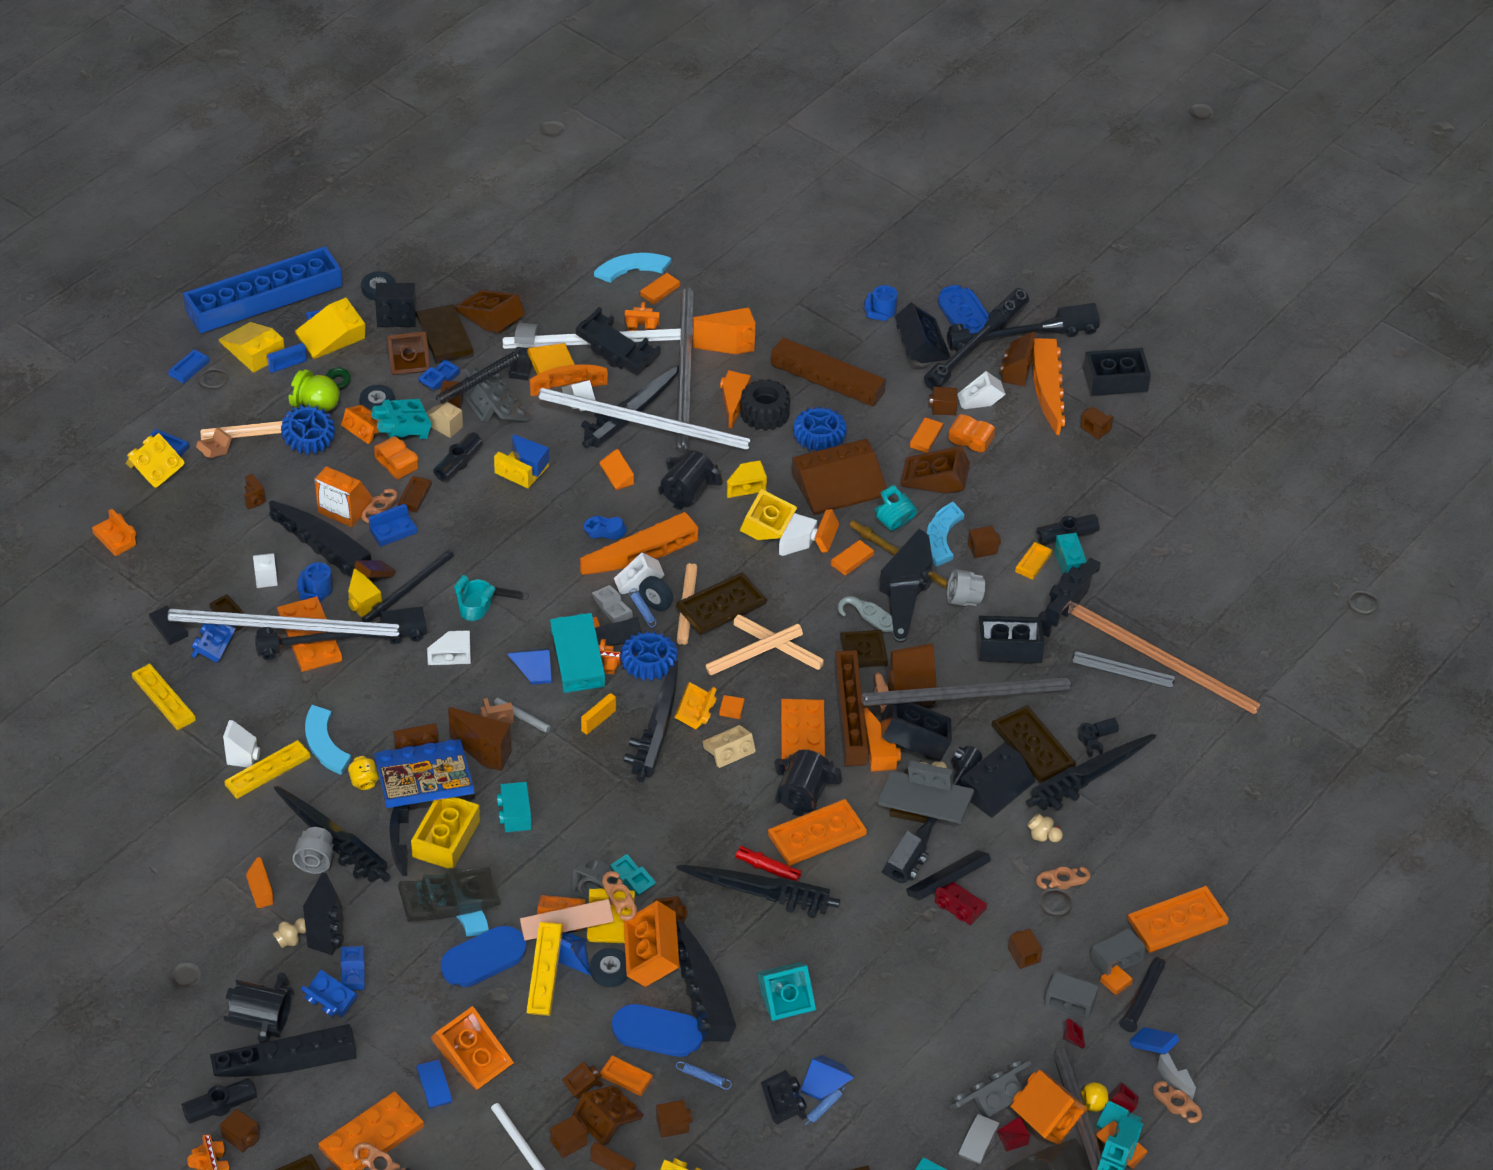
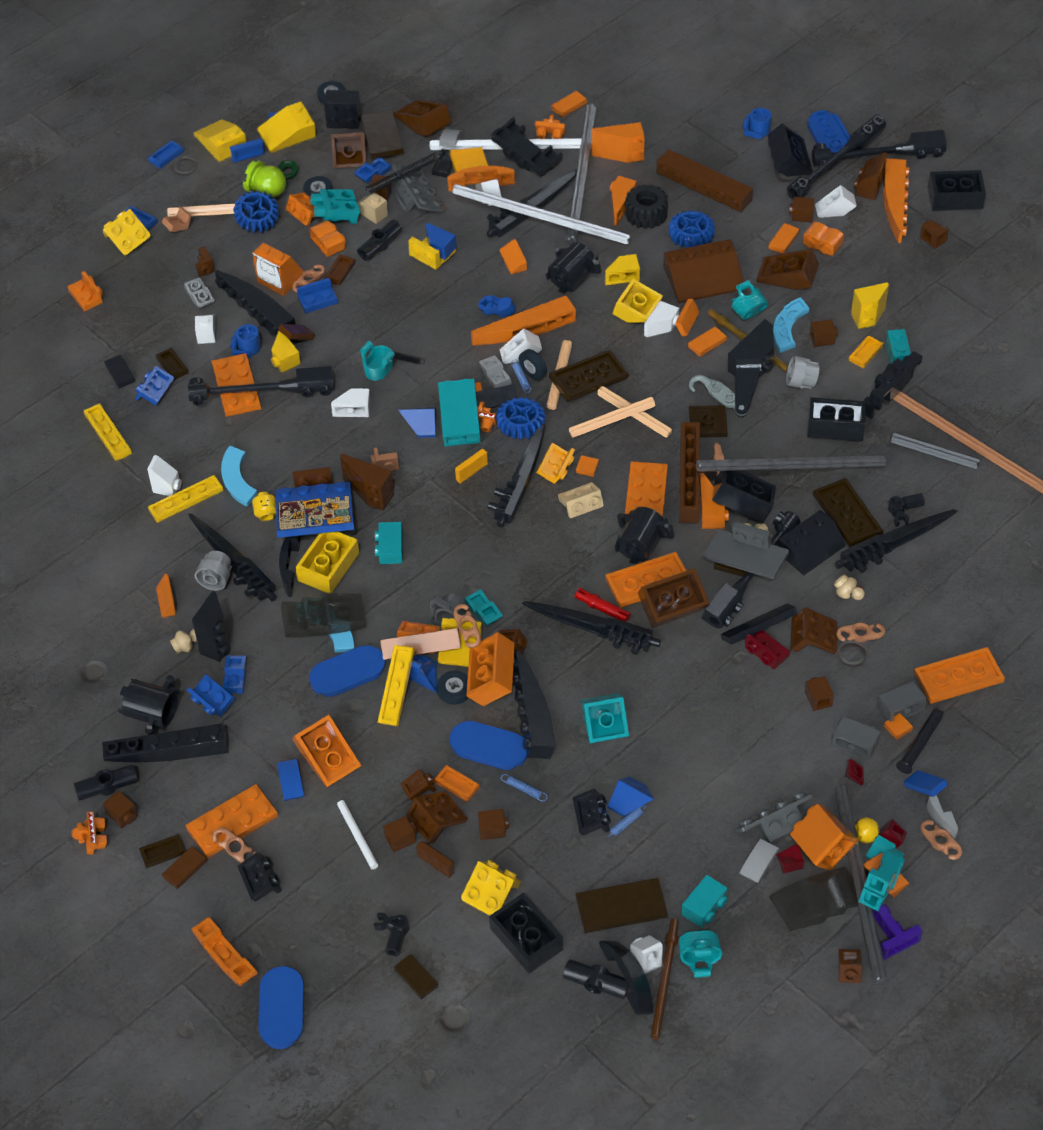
camera: 10 degrees right, 5 degrees up
(252, 530) = (198, 293): none -> light grey slope
(262, 289) = (234, 92): blue brick -> none
(282, 622) = (213, 374): axle -> none
(382, 606) = (300, 364): black bar -> none
(526, 717) = (409, 465): light grey bar -> none
(643, 261) = (554, 80): medium azure tile -> none
(849, 851) = (673, 598): none -> reddish brown brick
(913, 670) = (746, 441): reddish brown slope -> none
(1010, 876) = (813, 629): none -> reddish brown bracket
(1032, 506) = (869, 304): none -> yellow slope
(1068, 525) = (899, 321): black piece -> none

